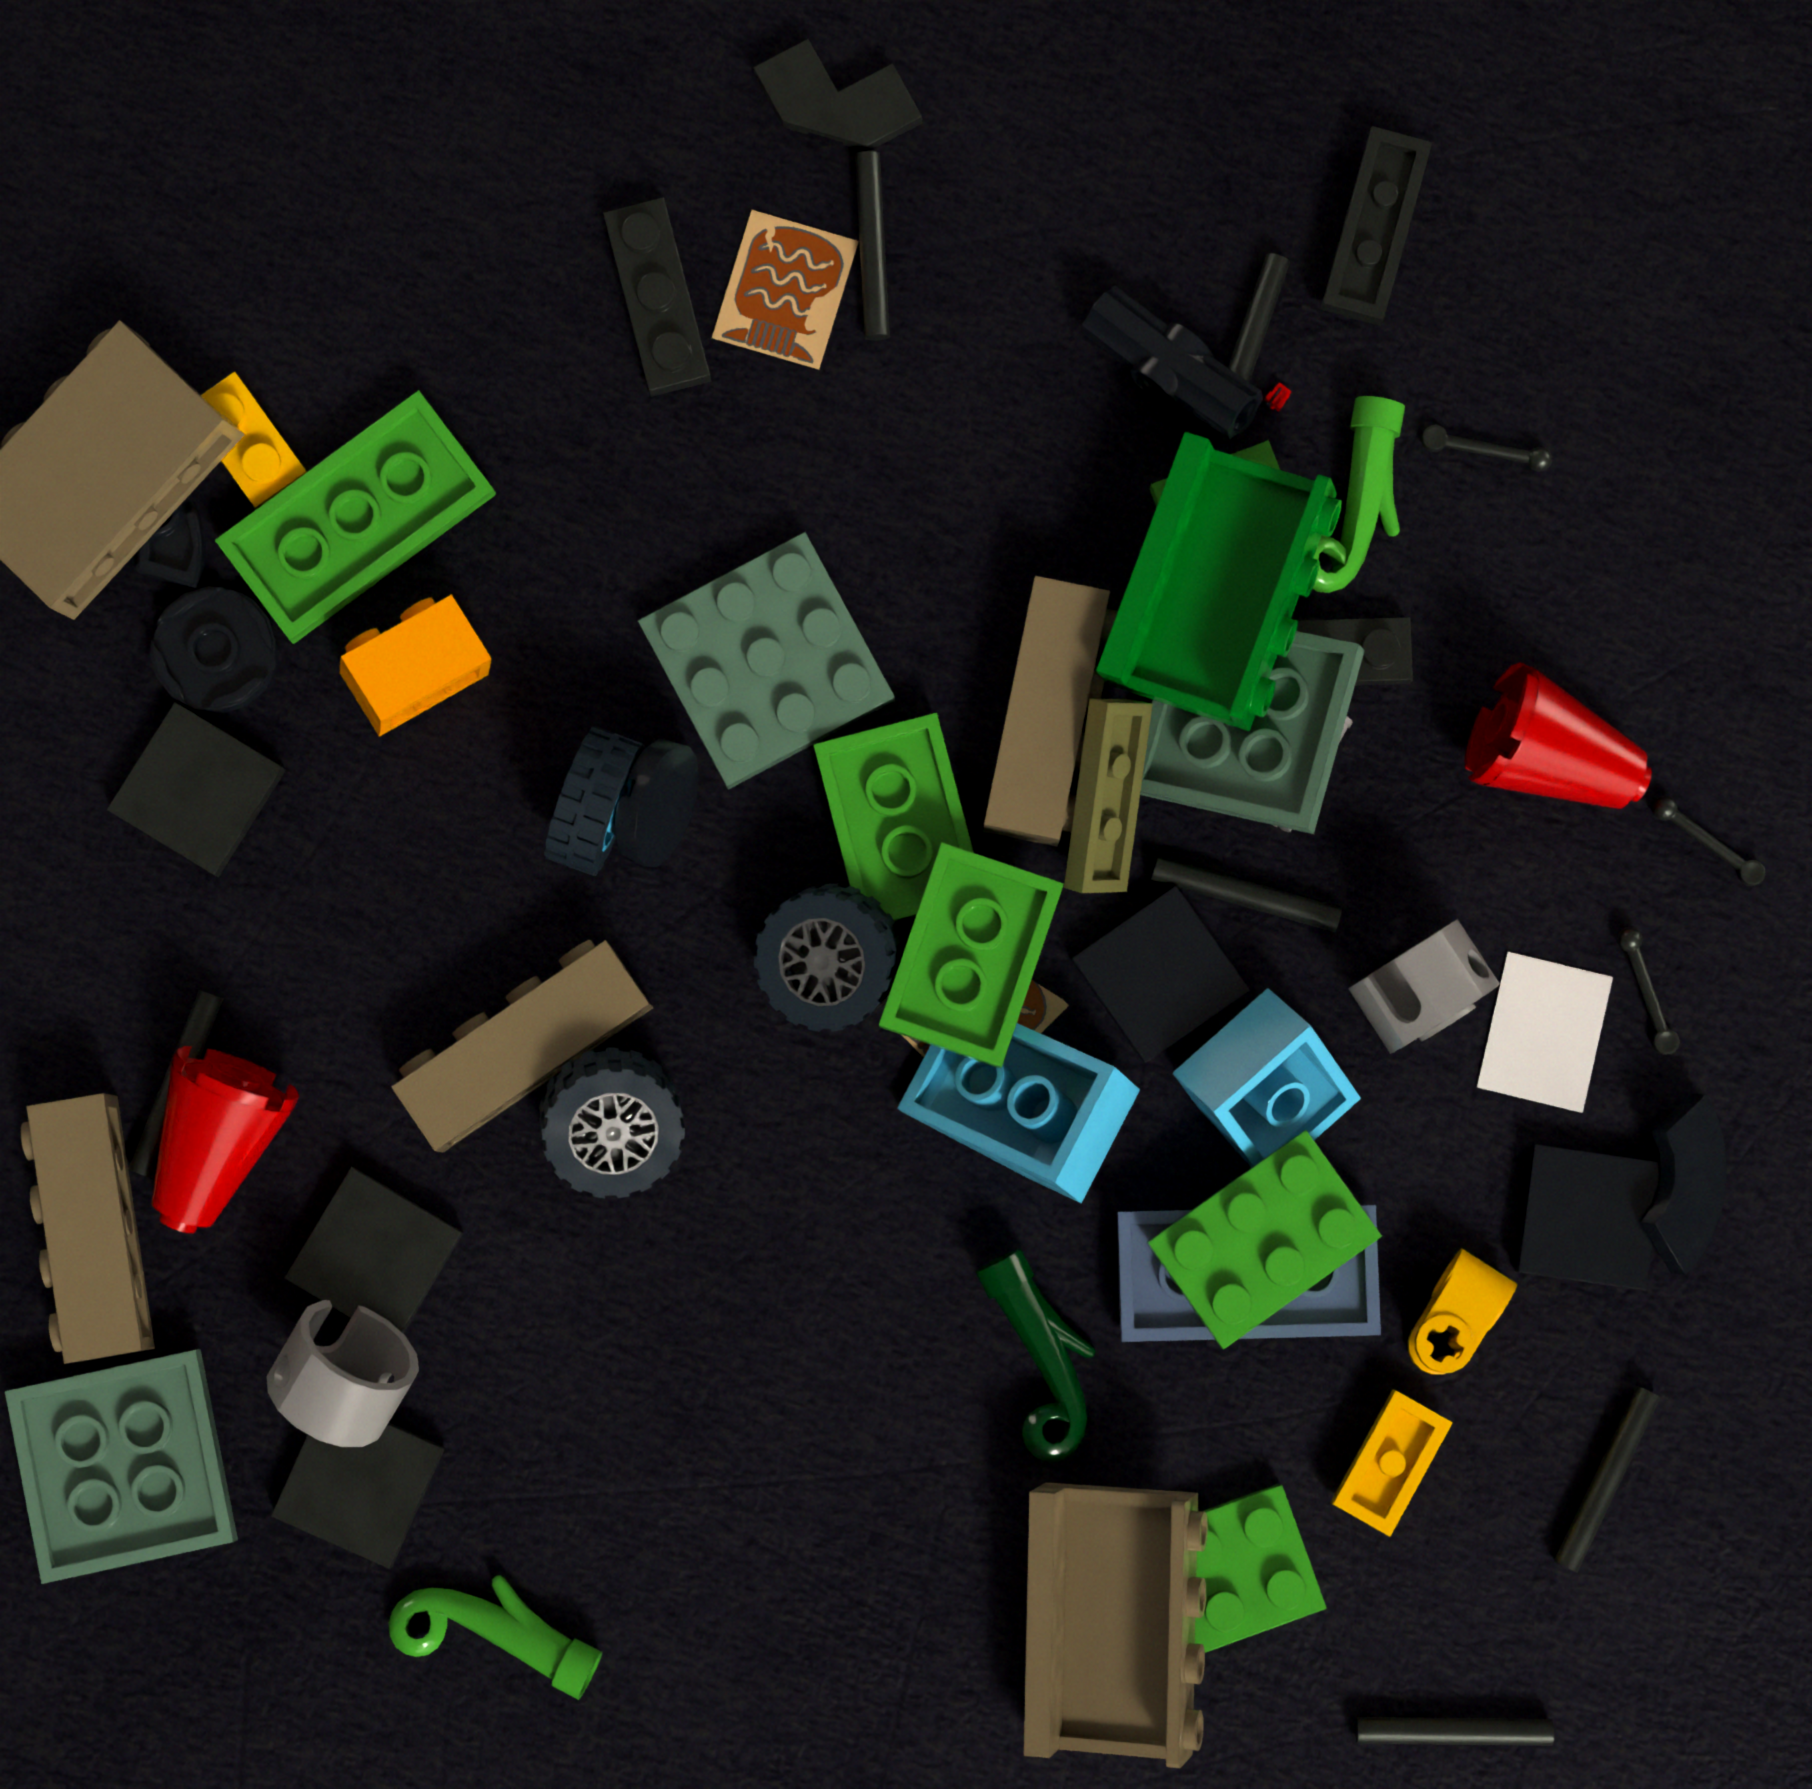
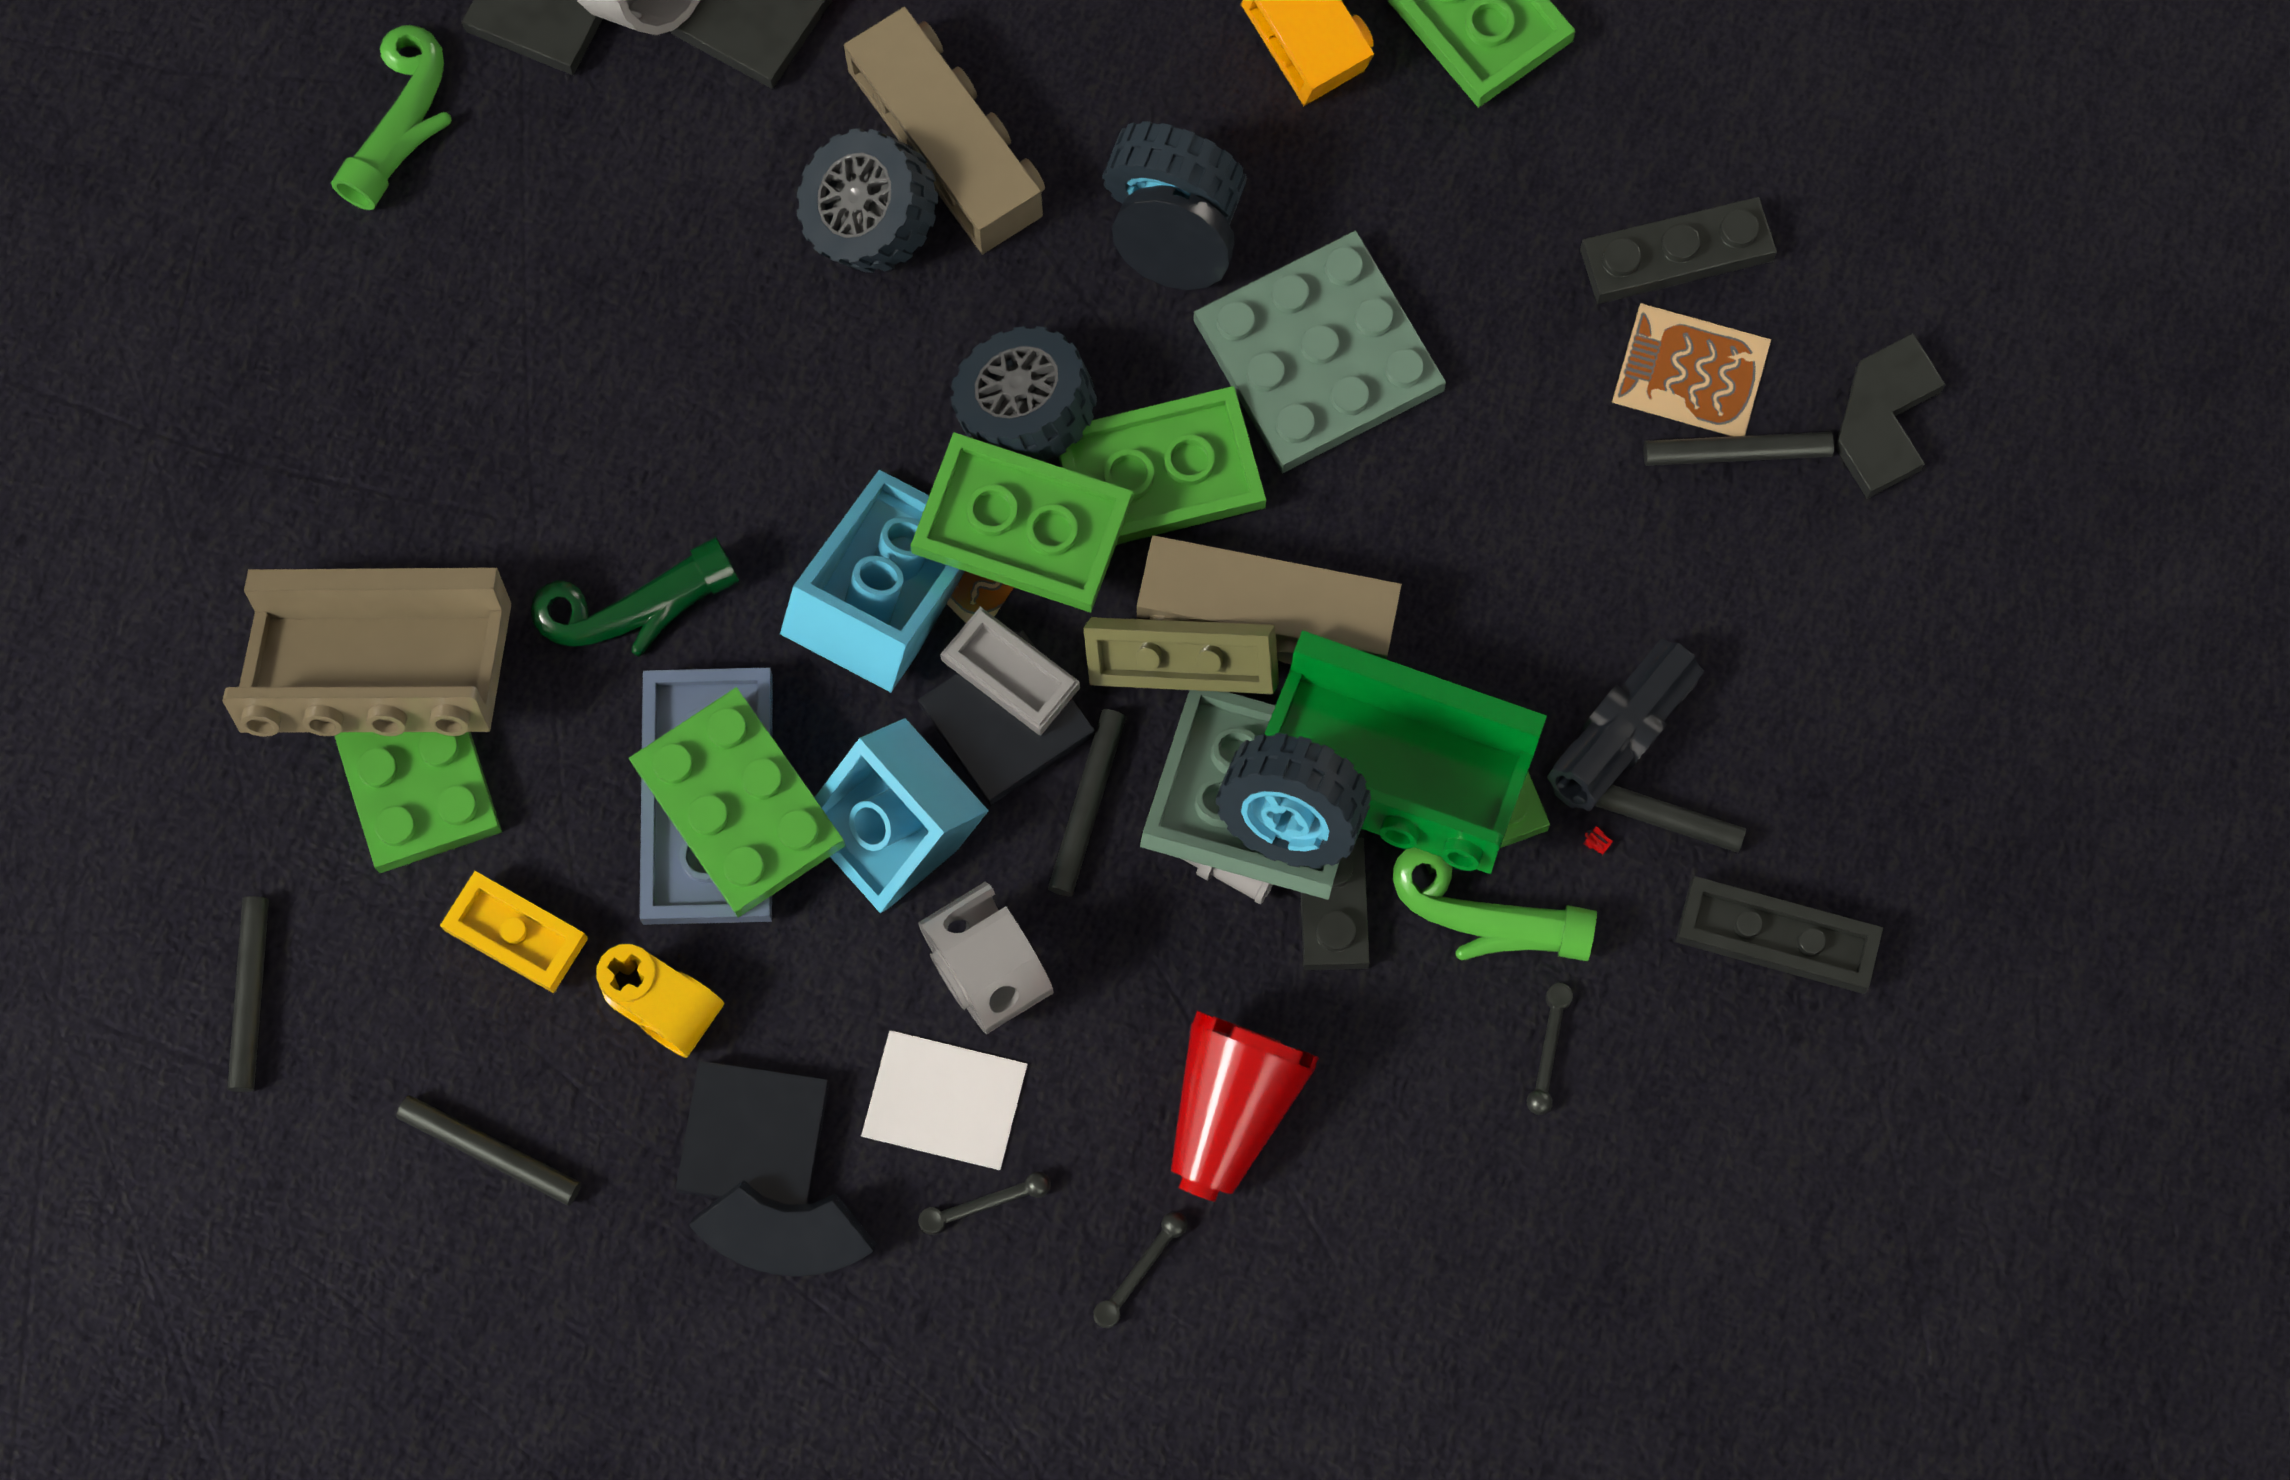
camera: 90 degrees right, 10 degrees down
(1119, 968) = (1010, 671): none -> light grey tile
(1293, 674) = (1293, 800): none -> black wheel

